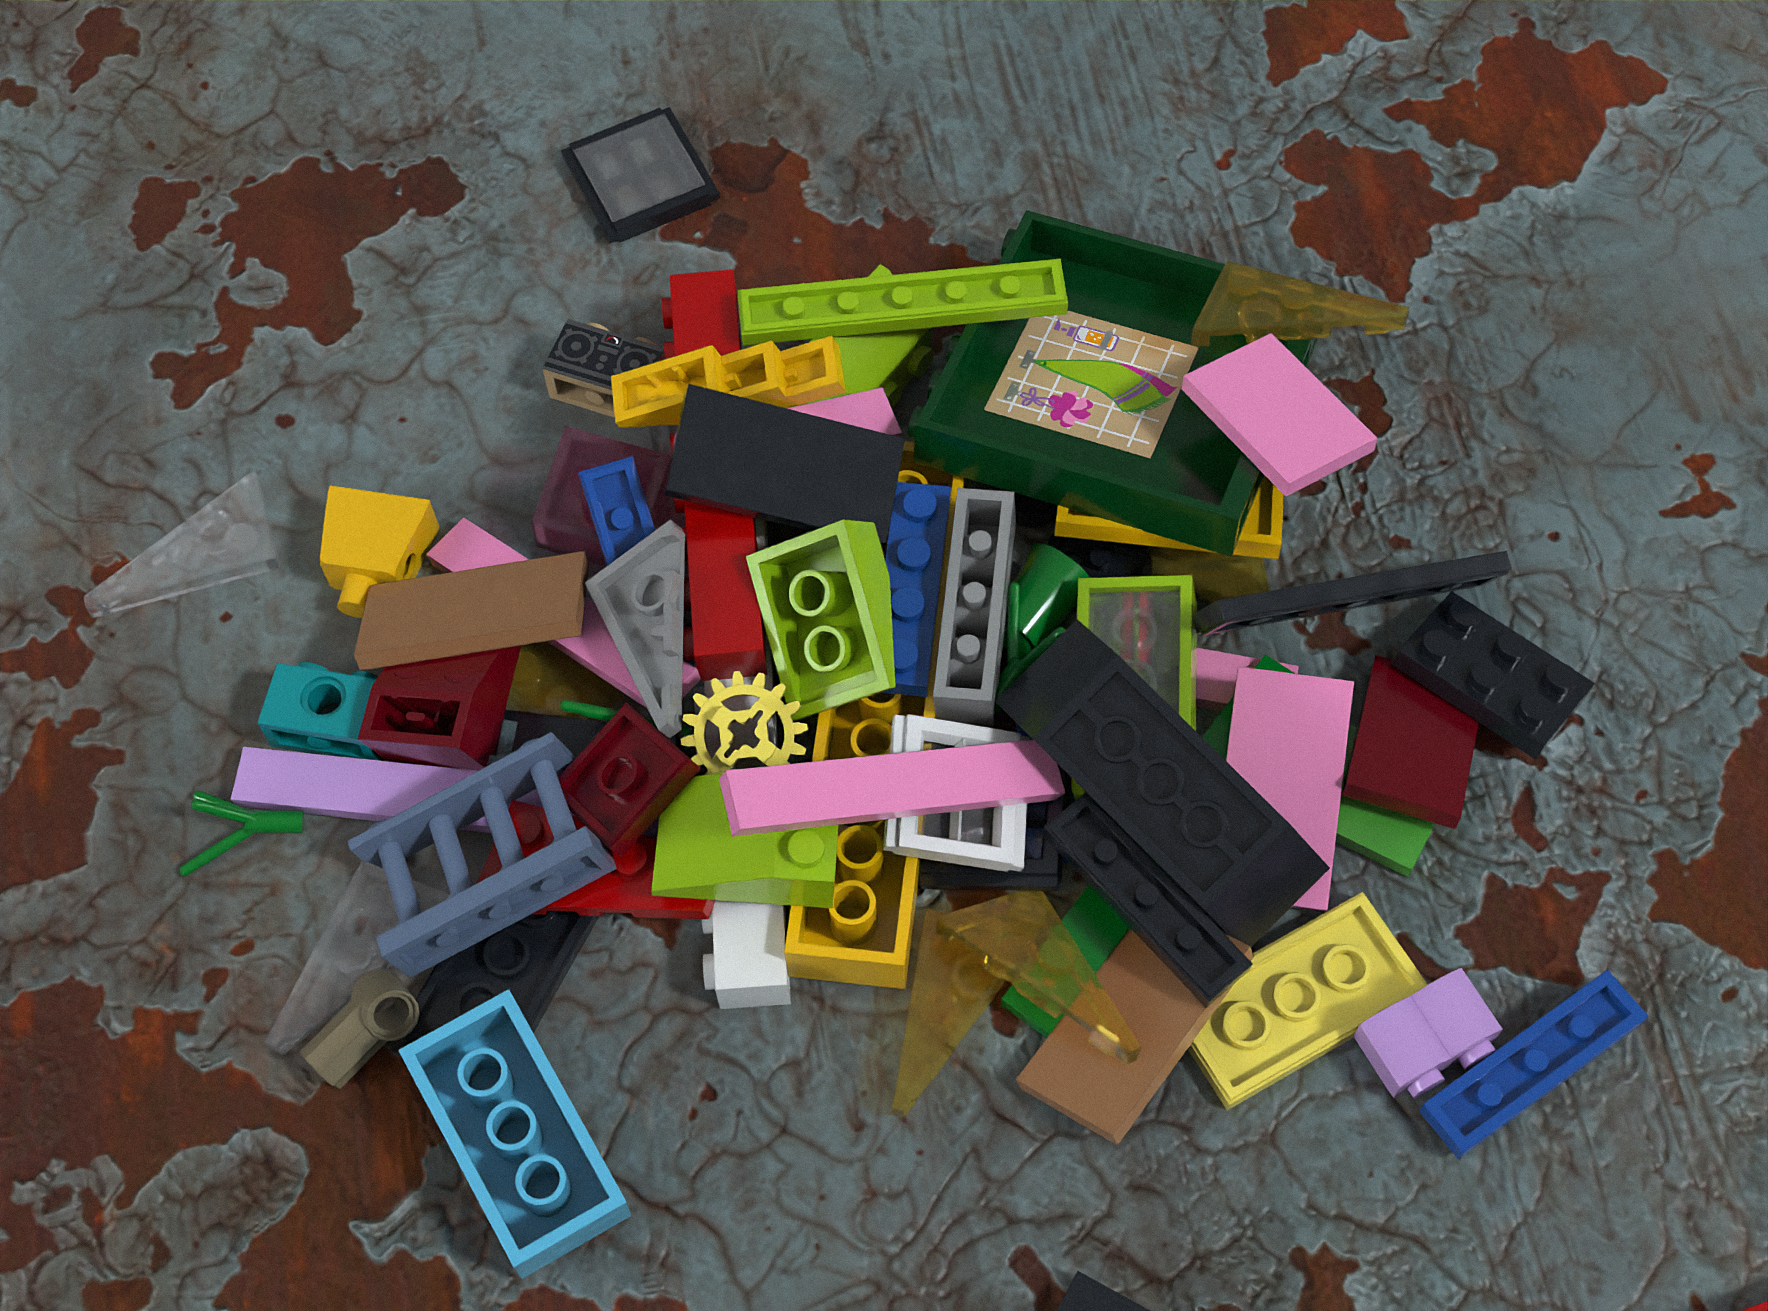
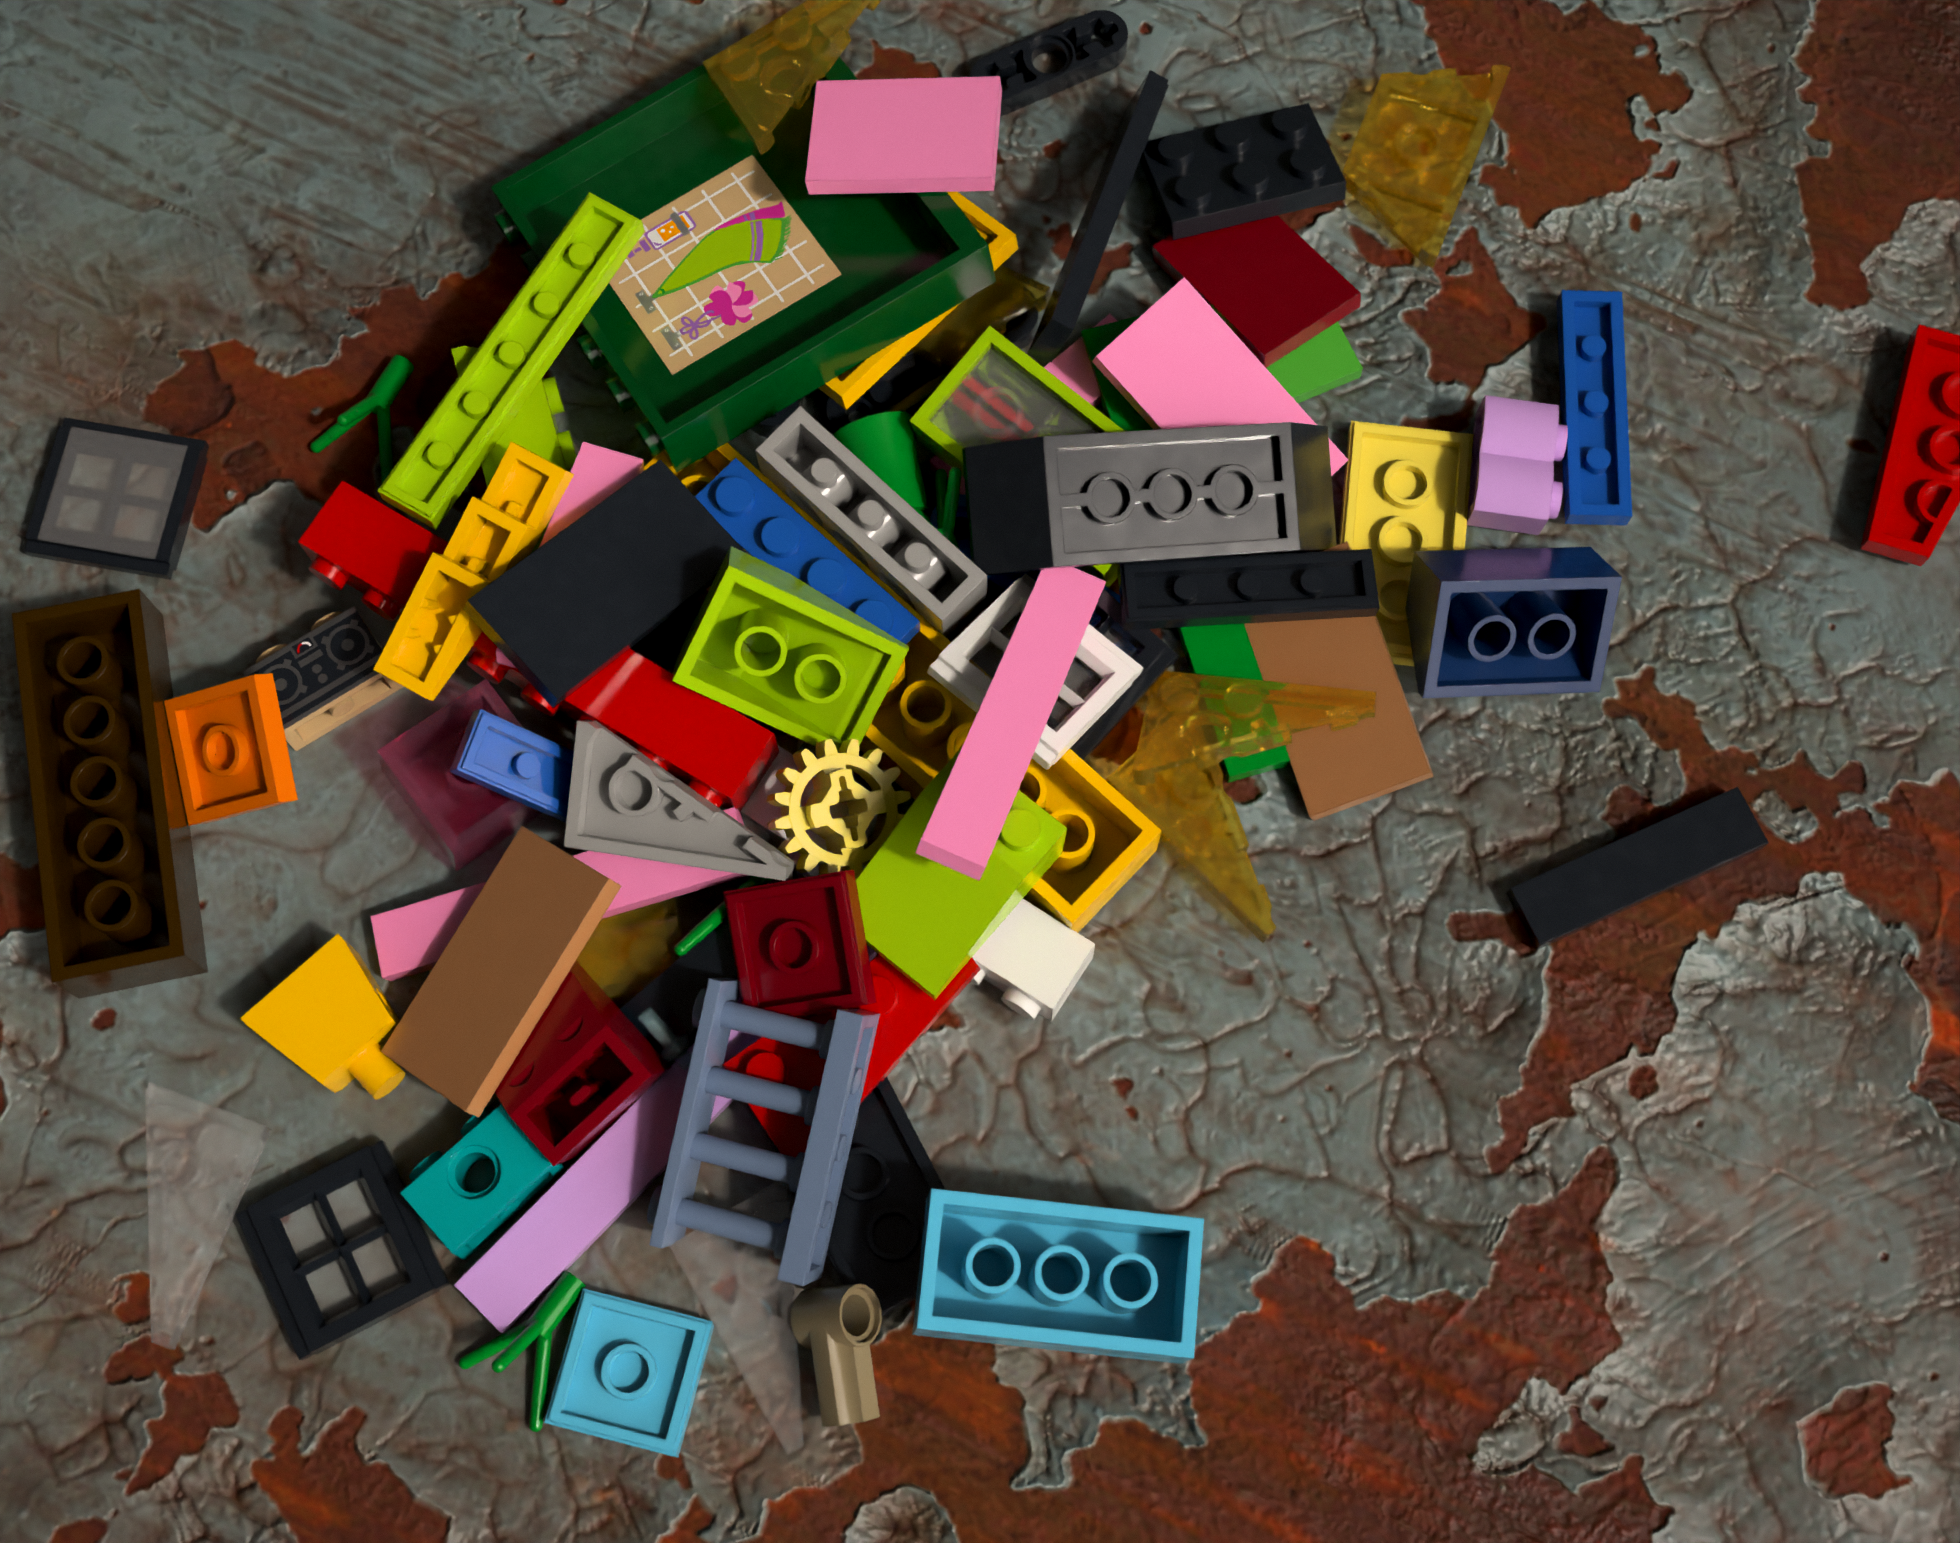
camera: 55 degrees left, 10 degrees up
(221, 664) = (342, 1250): none -> black piece
(259, 904) = (630, 1372): none -> medium azure tile
(427, 308) = (107, 795): none -> dark brown brick
(510, 351) = (230, 749): none -> orange plate
(830, 265) = (378, 402): none -> green plant
(1291, 1116) = (1510, 621): none -> dark blue slope
(1468, 510) = (1058, 40): none -> black beam
(1633, 789) = (1420, 151): none -> clear yellow wing

